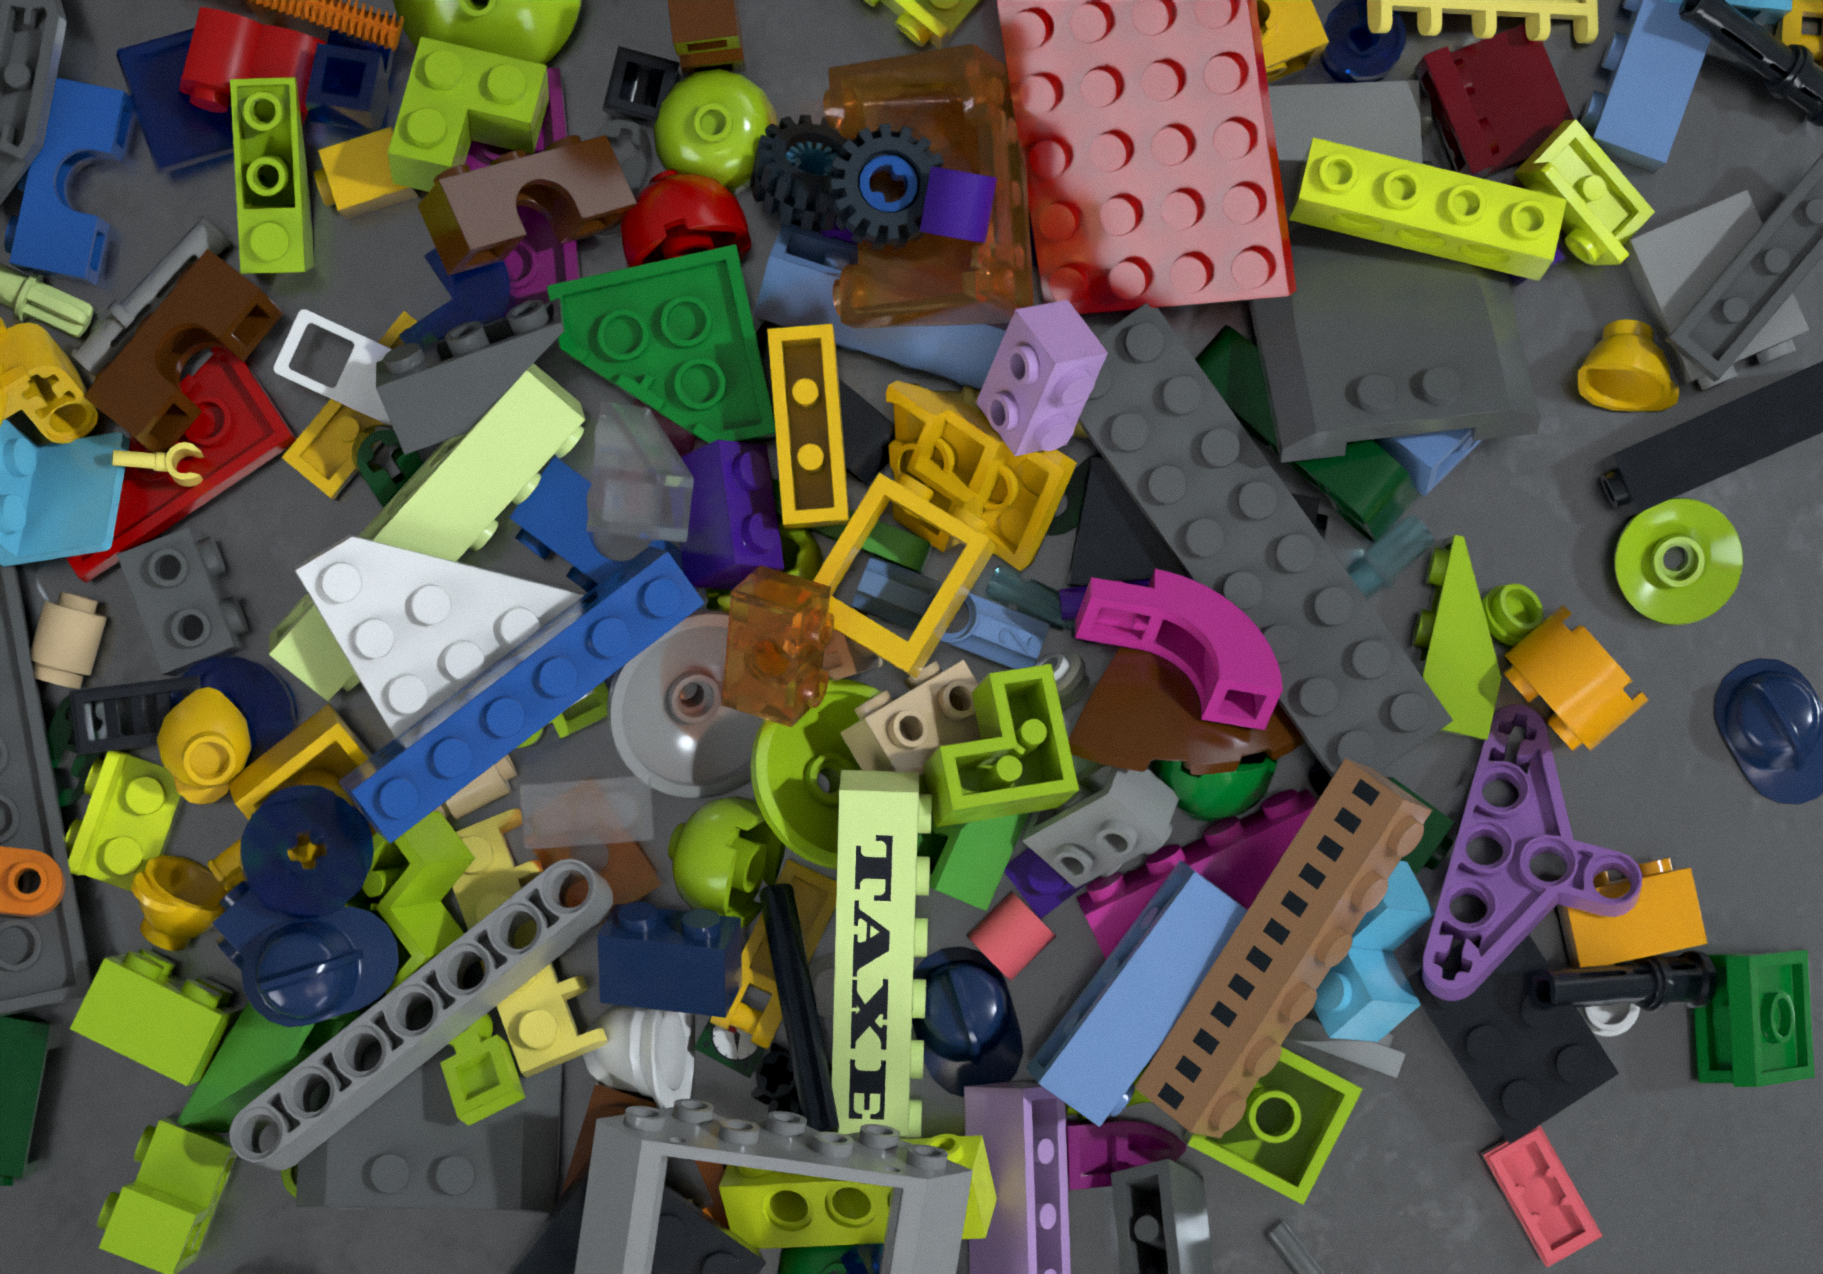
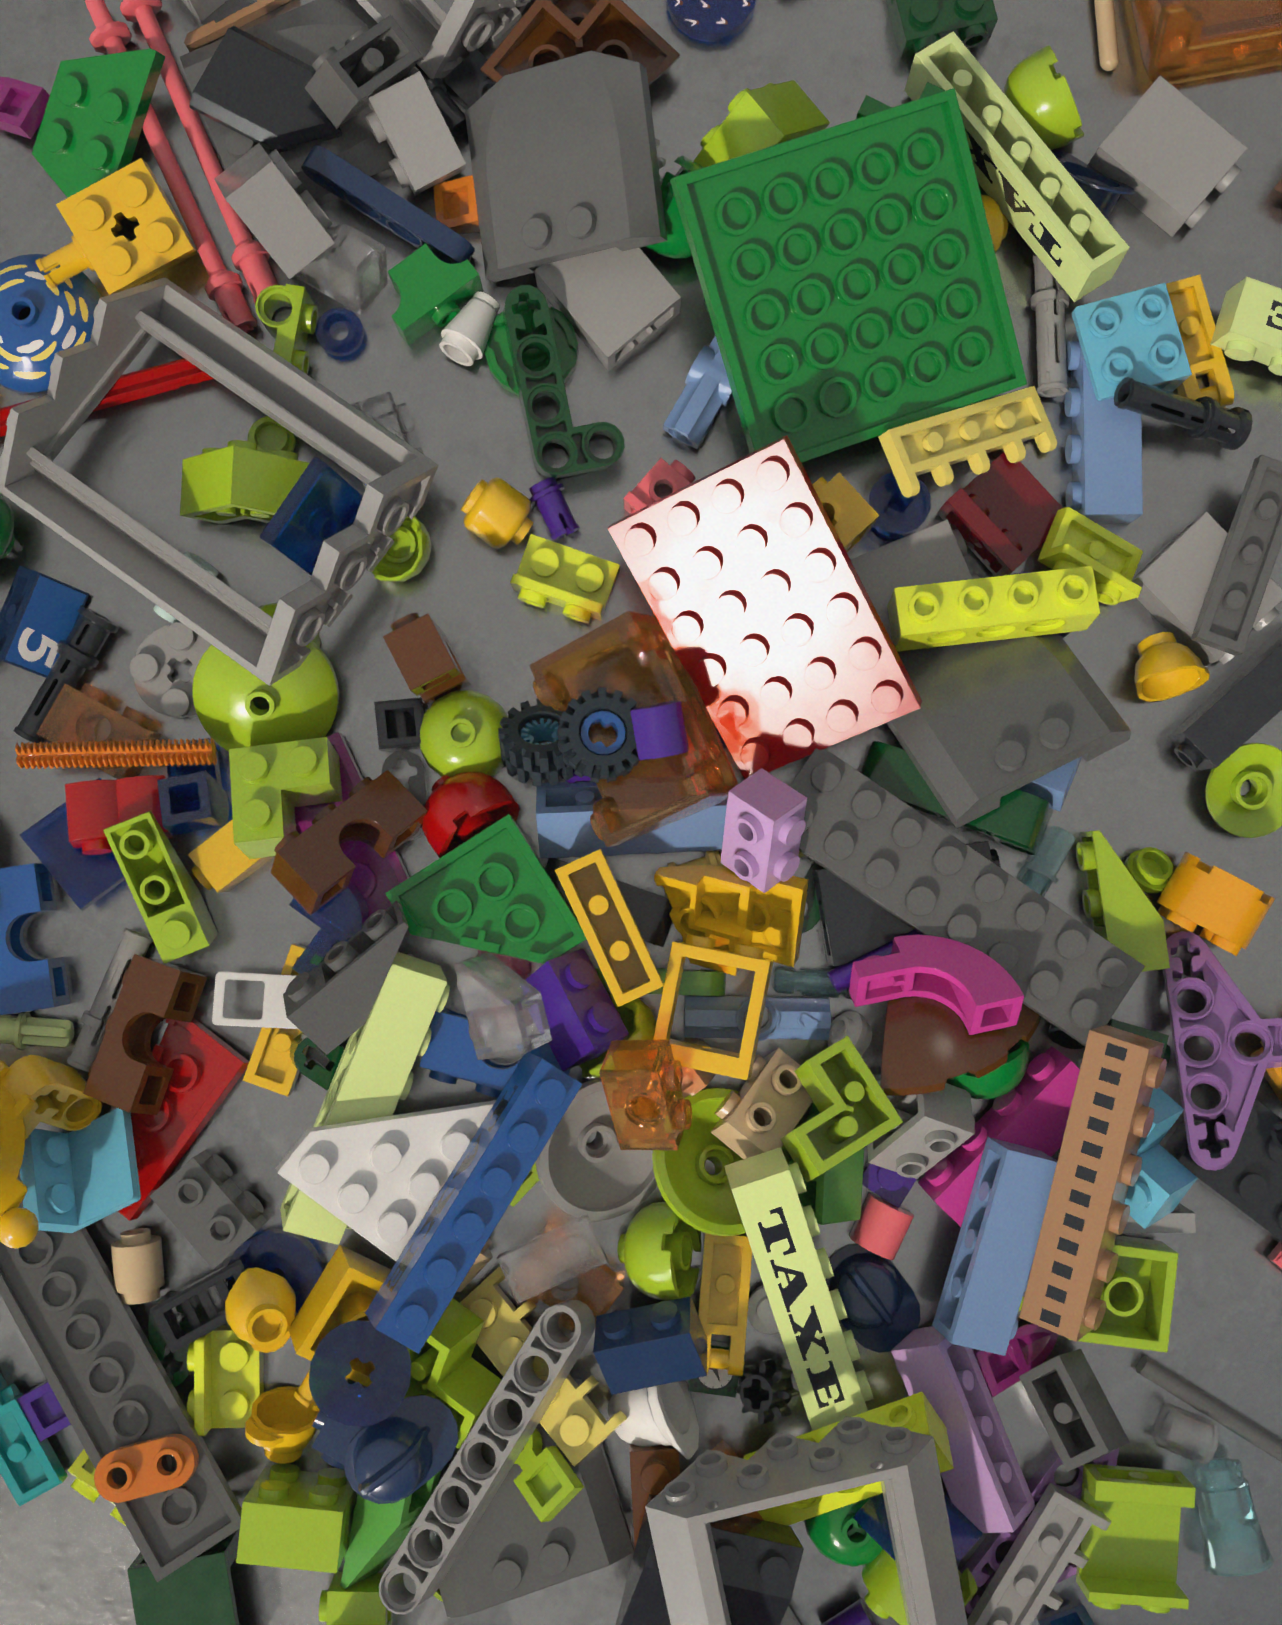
camera: 20 degrees left, 0 degrees up
(162, 461) = (156, 1118): light yellow hand -> none
(798, 1007) = (756, 1346): black axle -> none

